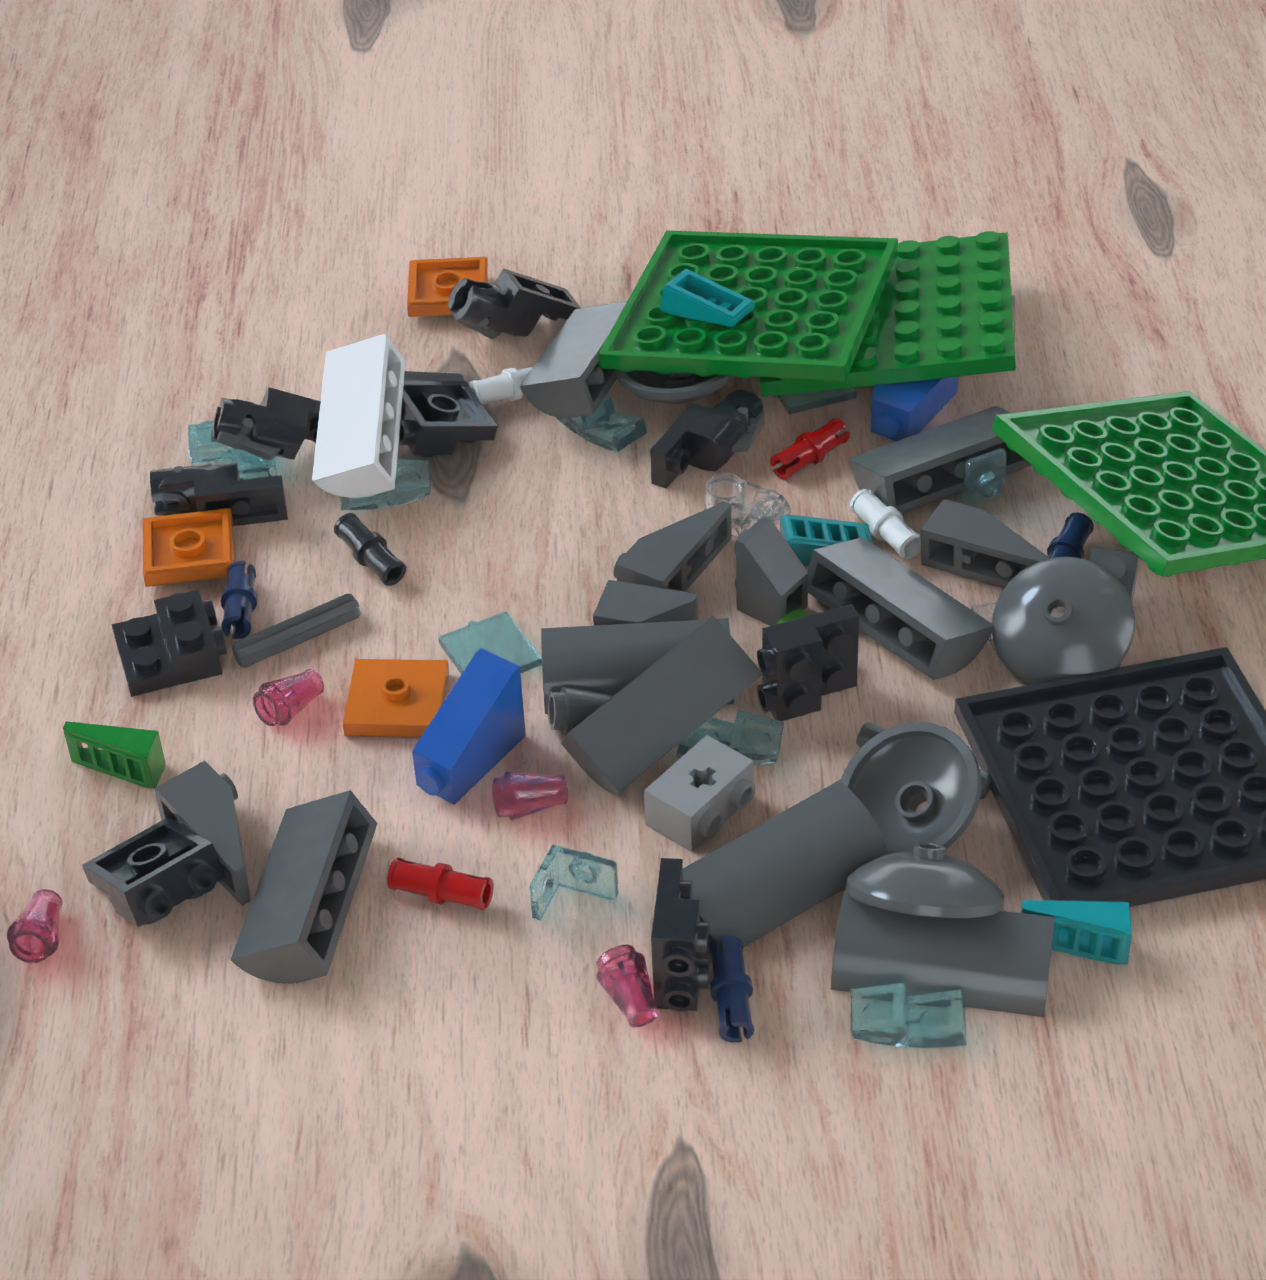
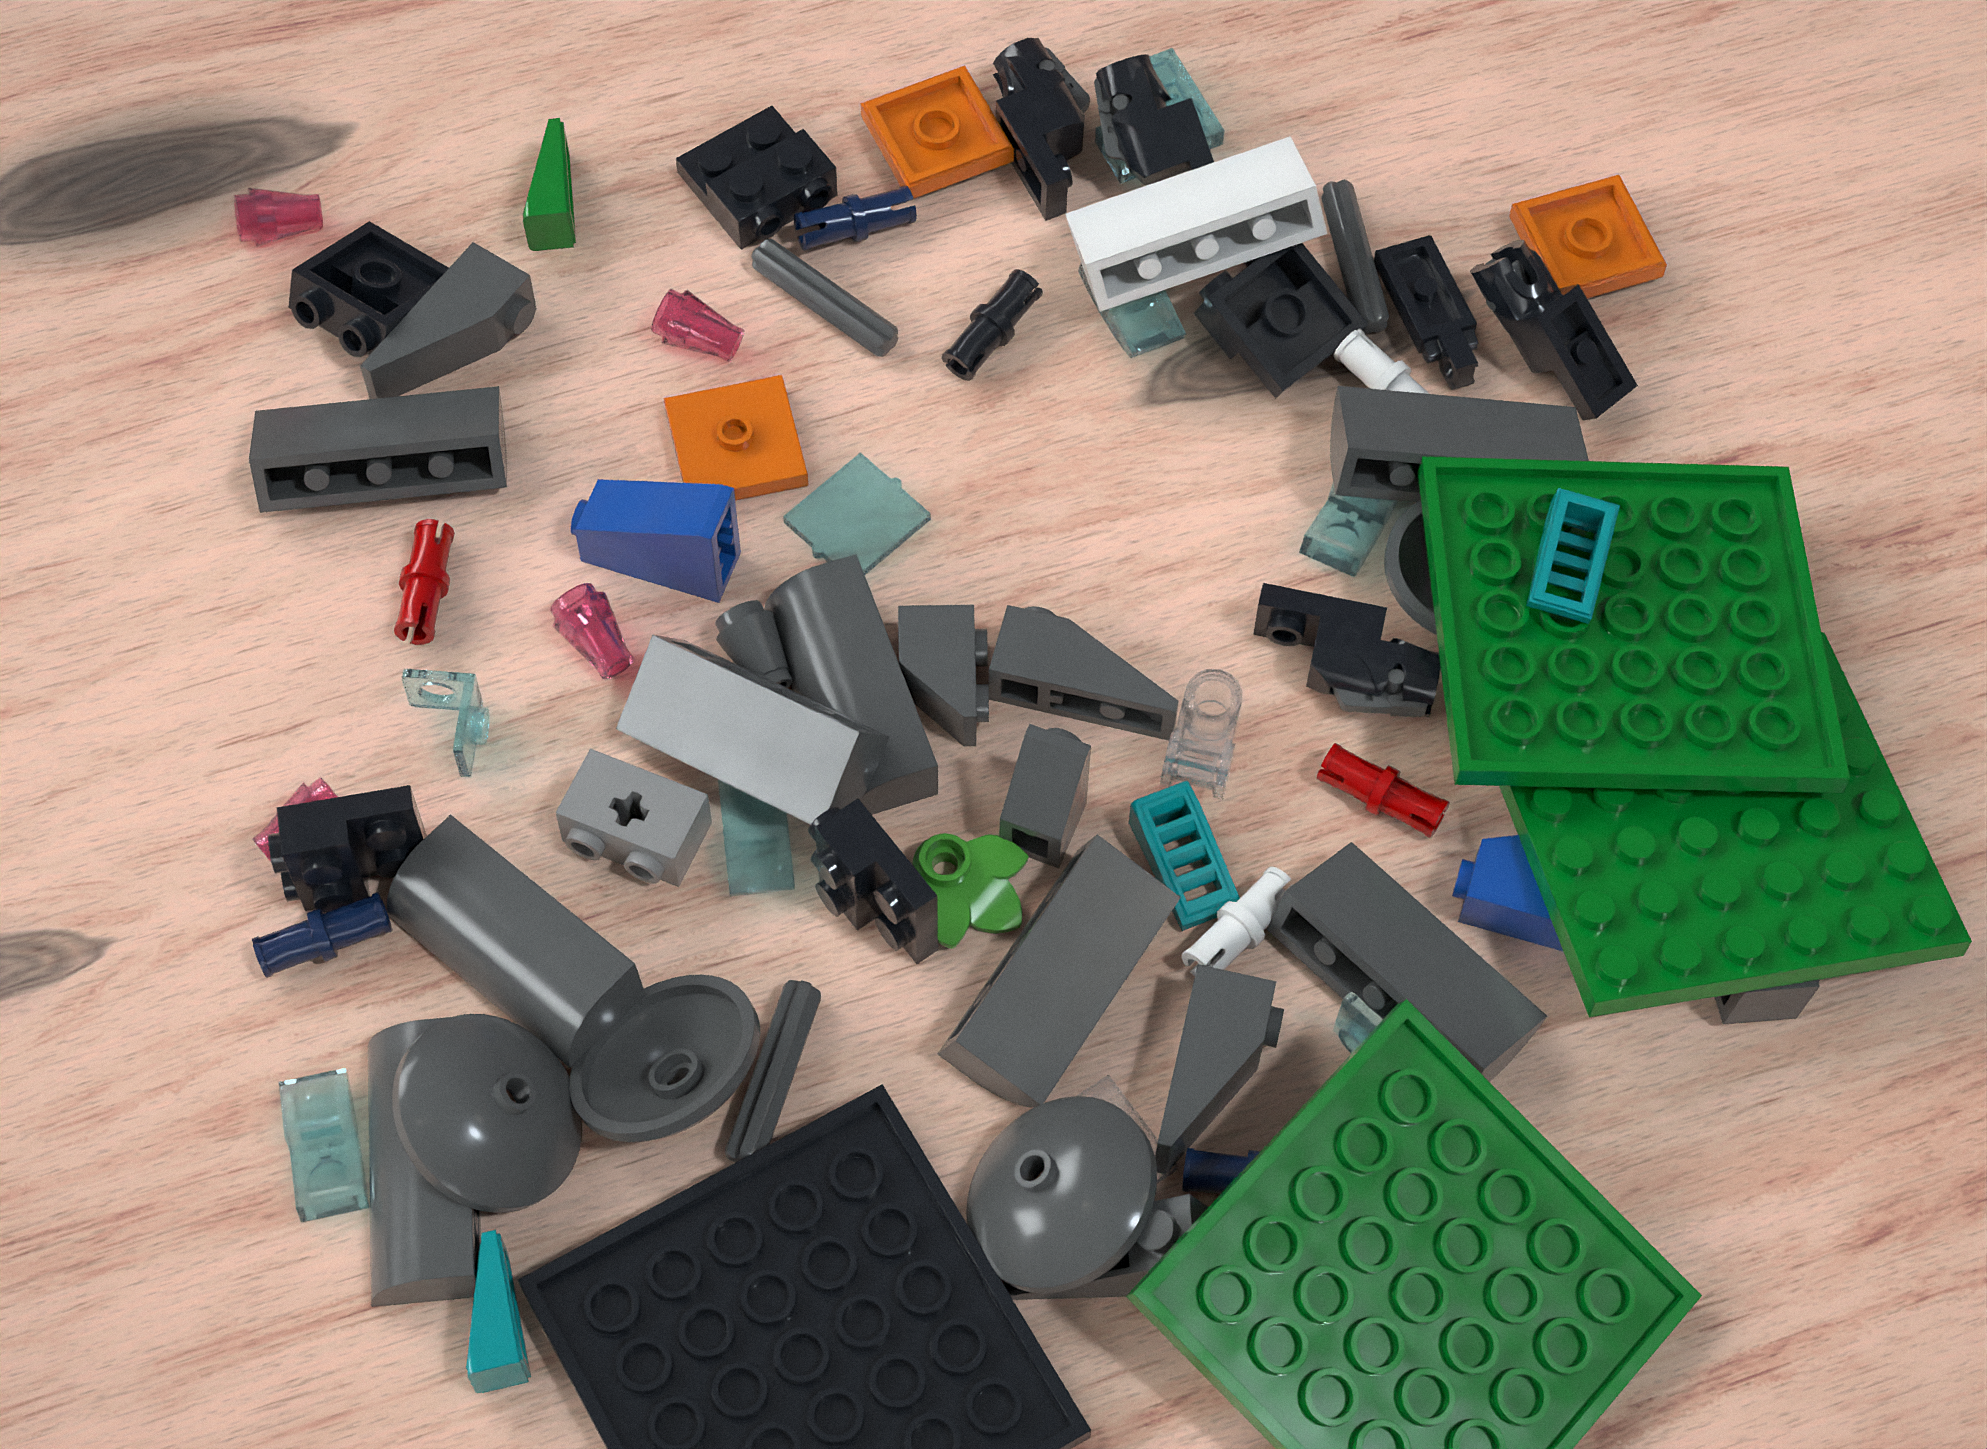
camera: 70 degrees right, 20 degrees up
(466, 355) = (1431, 307): none -> black hinge

